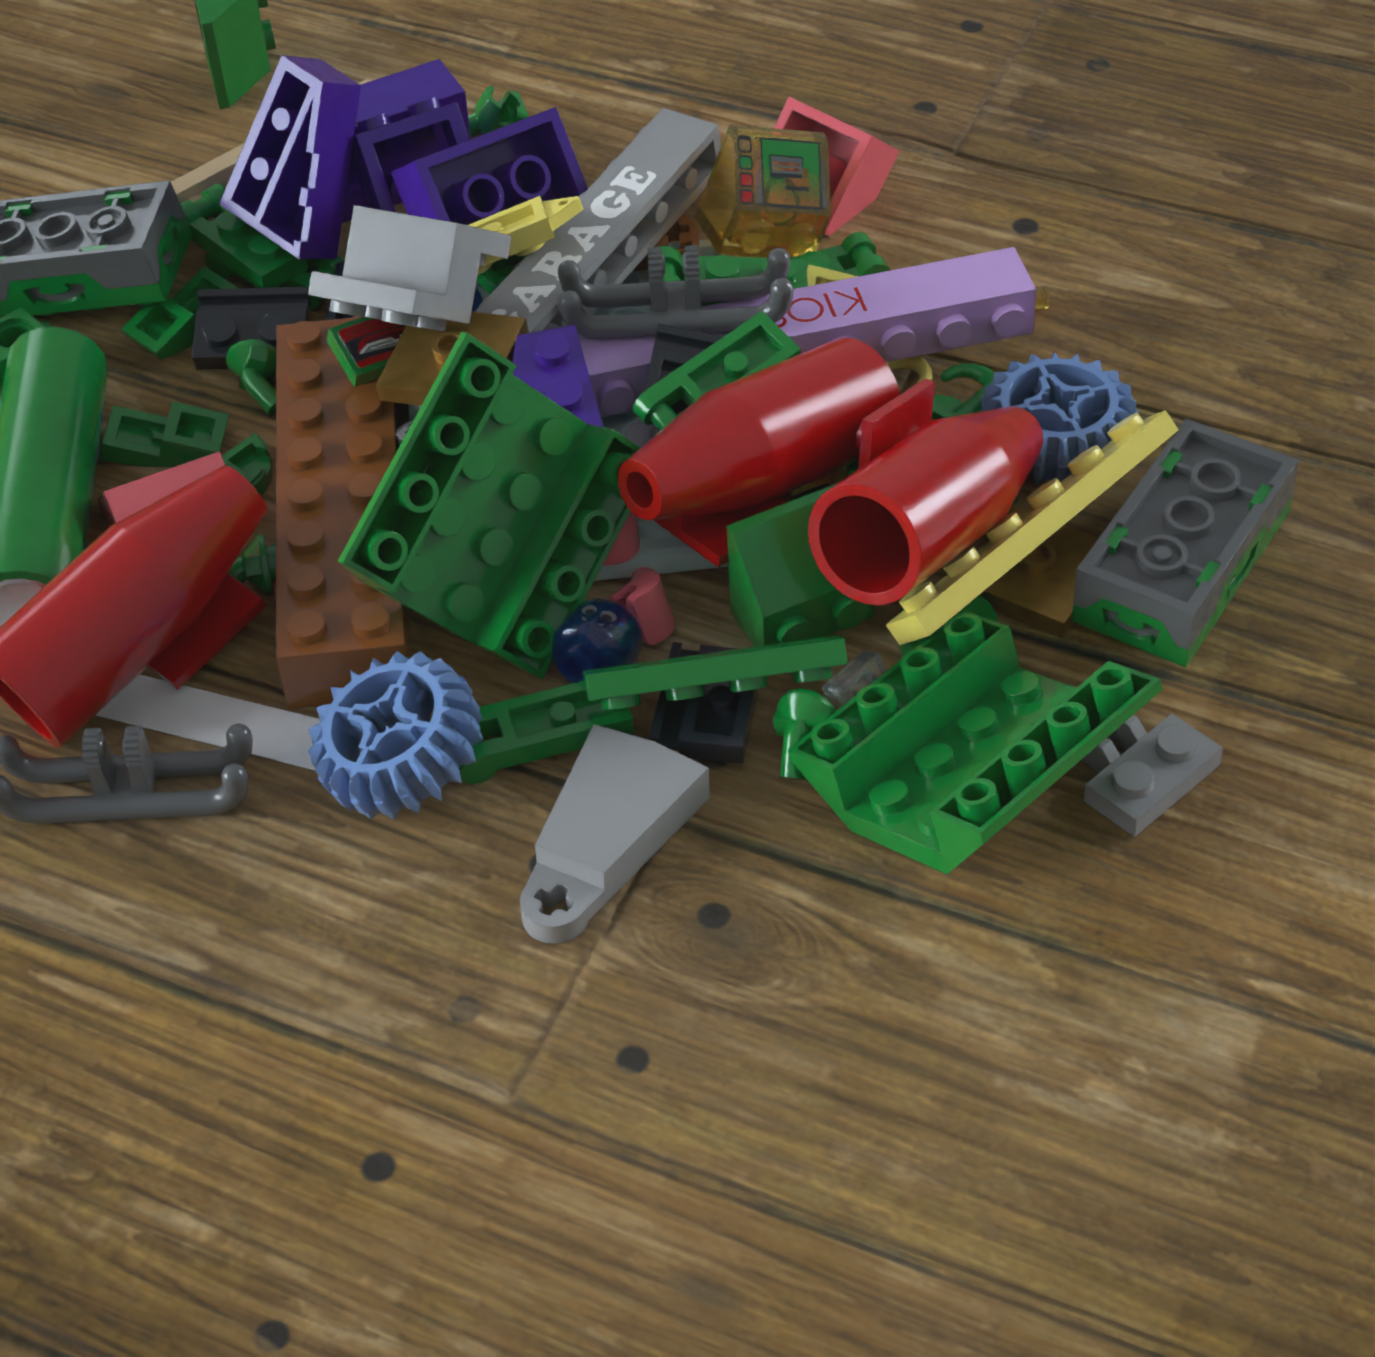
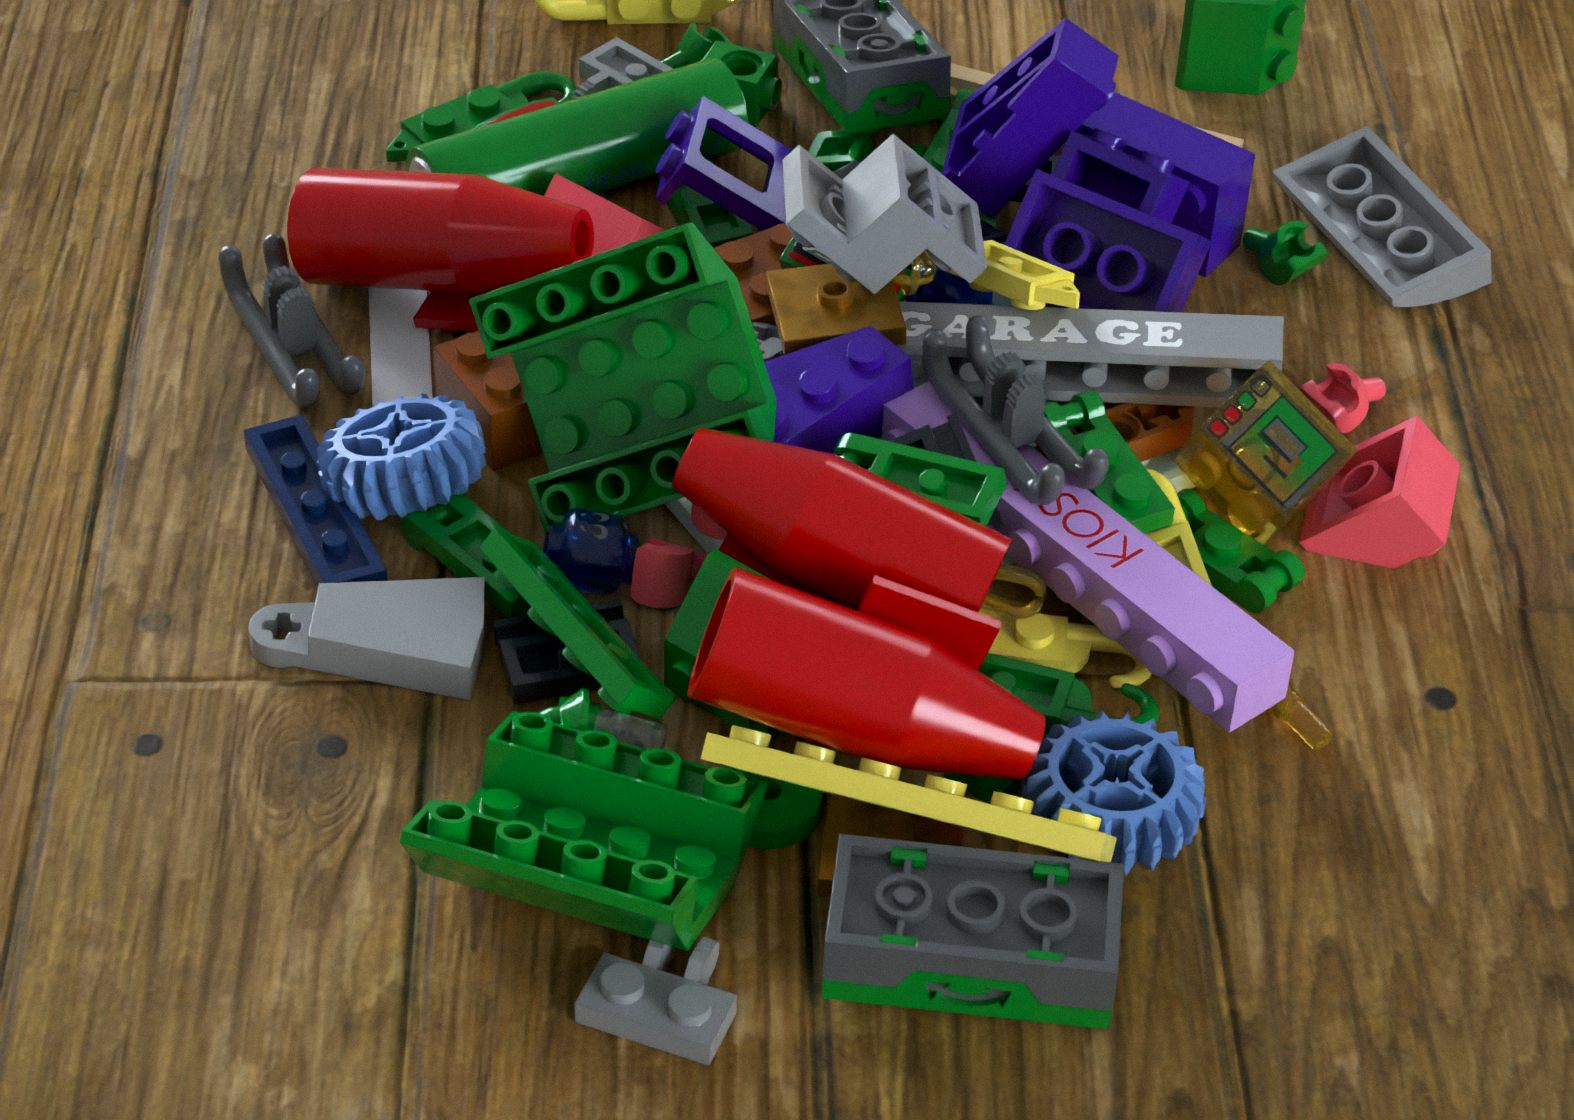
camera: 60 degrees right, 5 degrees down
(199, 377) = (686, 165): none -> dark purple window
(432, 833) = (322, 529): none -> dark blue plate
(503, 47) = (1386, 221): none -> light grey slope

